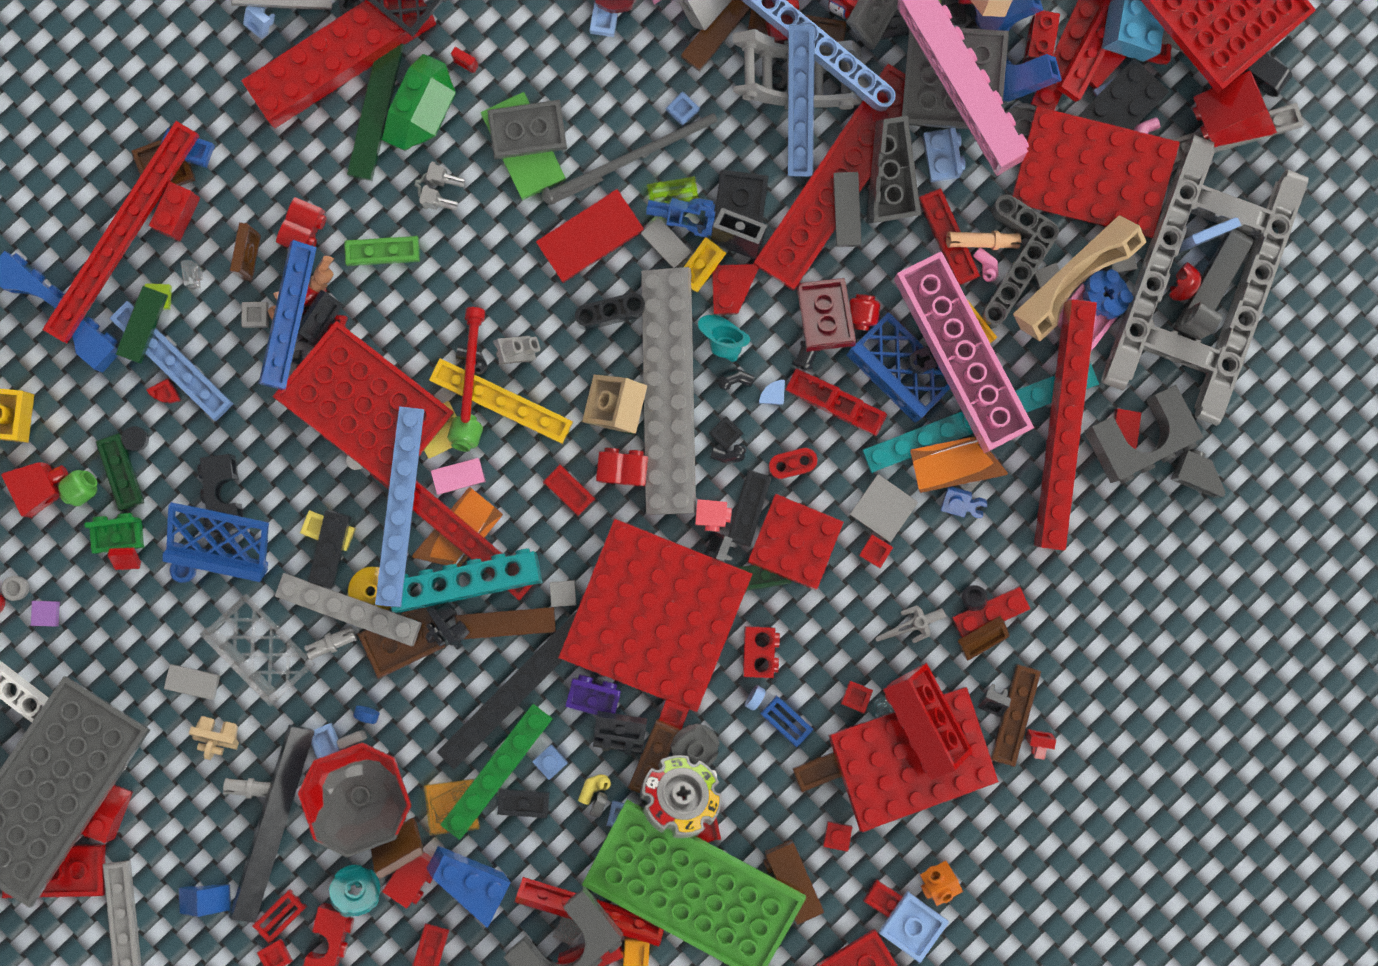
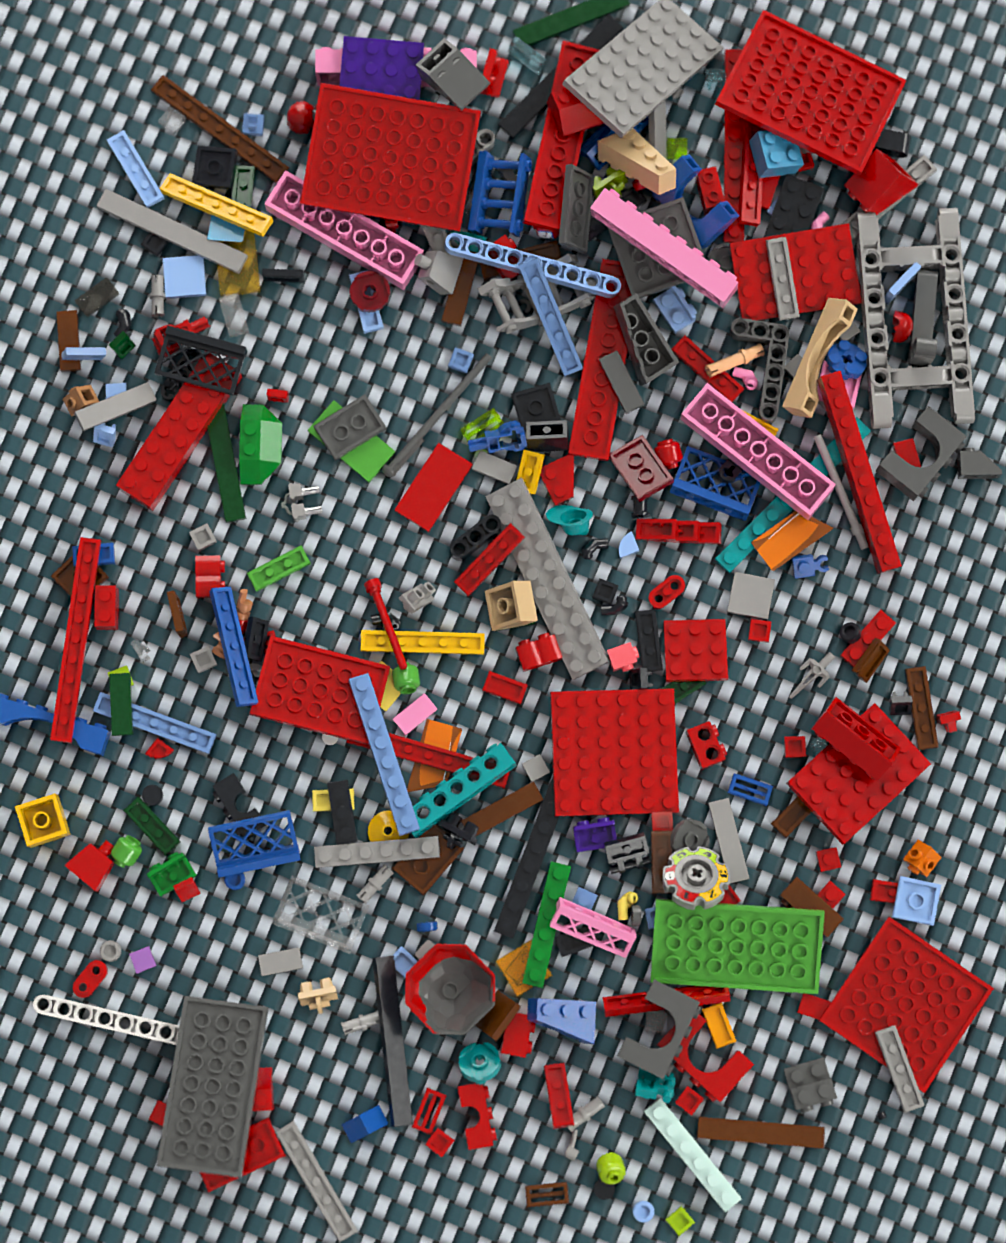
camera: 20 degrees left, 5 degrees down
(314, 180) = (203, 537): none -> light grey plate
(538, 780) = (599, 922): none -> bright pink fence
(614, 342) = (489, 559): none -> red tile
(738, 766) = (728, 839): none -> light grey tile
(755, 697) = (718, 781): light blue tile -> none
(822, 876) = (831, 894): none -> red plate
(1033, 486) = (857, 528): none -> light grey bar
(1077, 171) = (782, 278): none -> light grey tile

